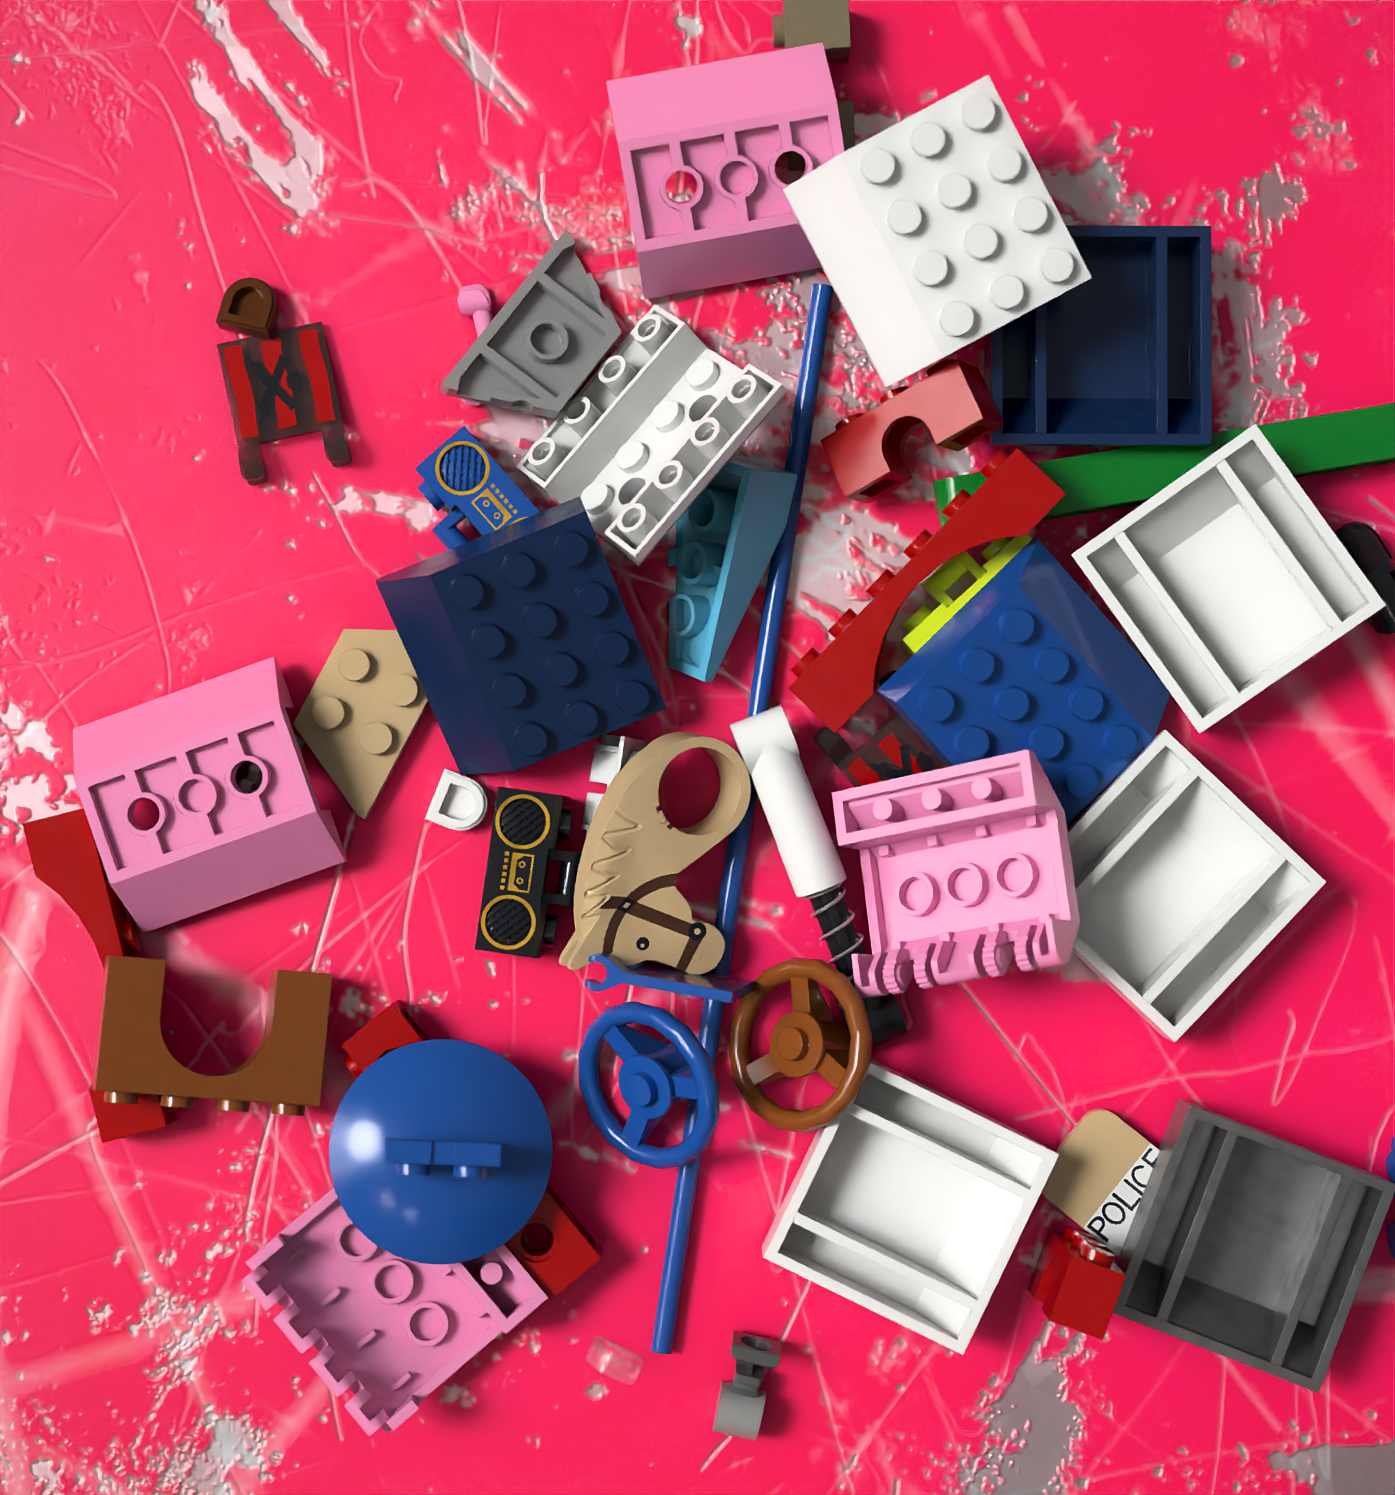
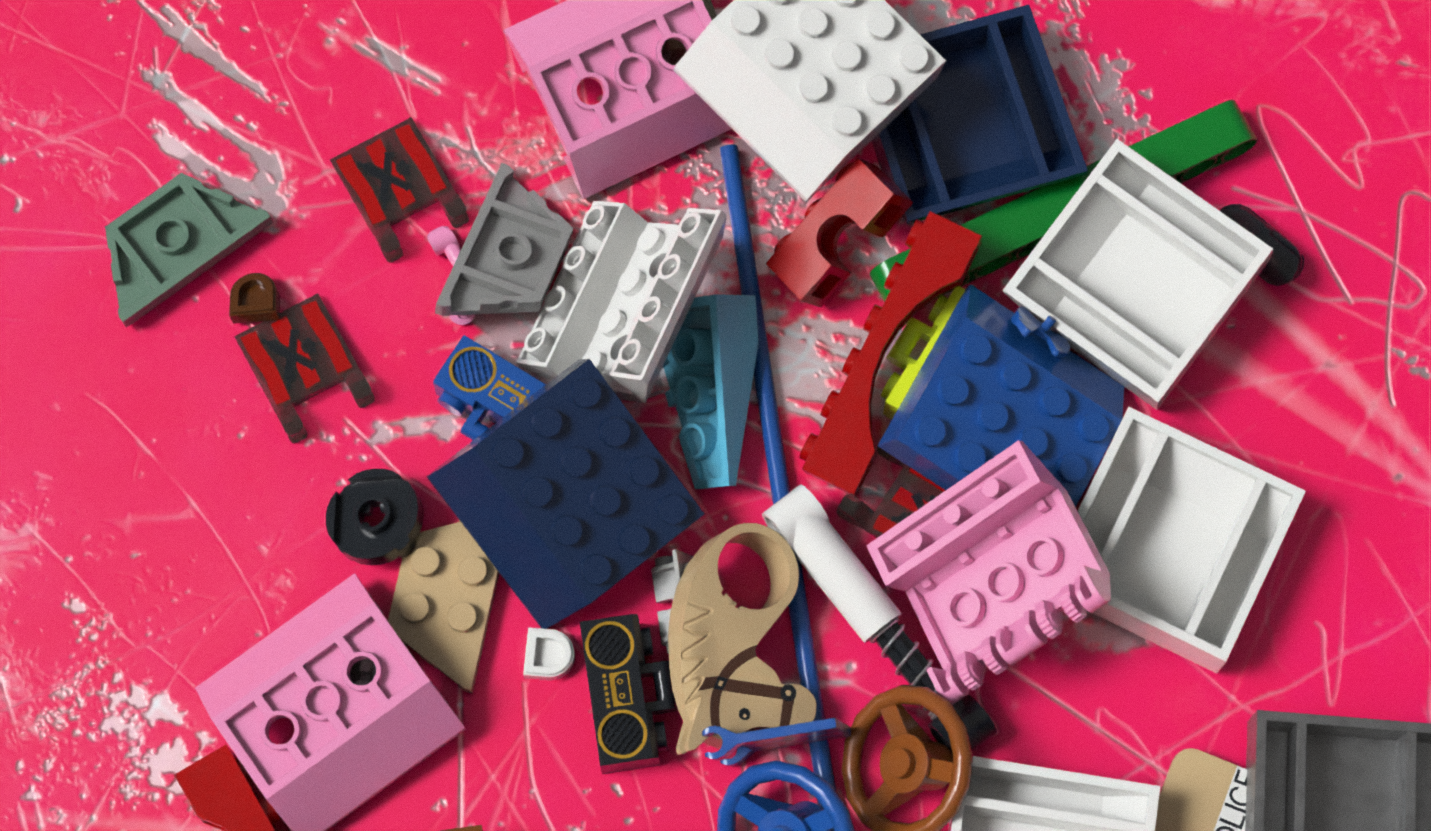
camera: 15 degrees left, 15 degrees down
(178, 214) = (174, 240): none -> sand green wing
(298, 574) = (393, 535): none -> black plate
(440, 213) = (394, 179): none -> flag
(1086, 604) = (1029, 324): none -> blue piece

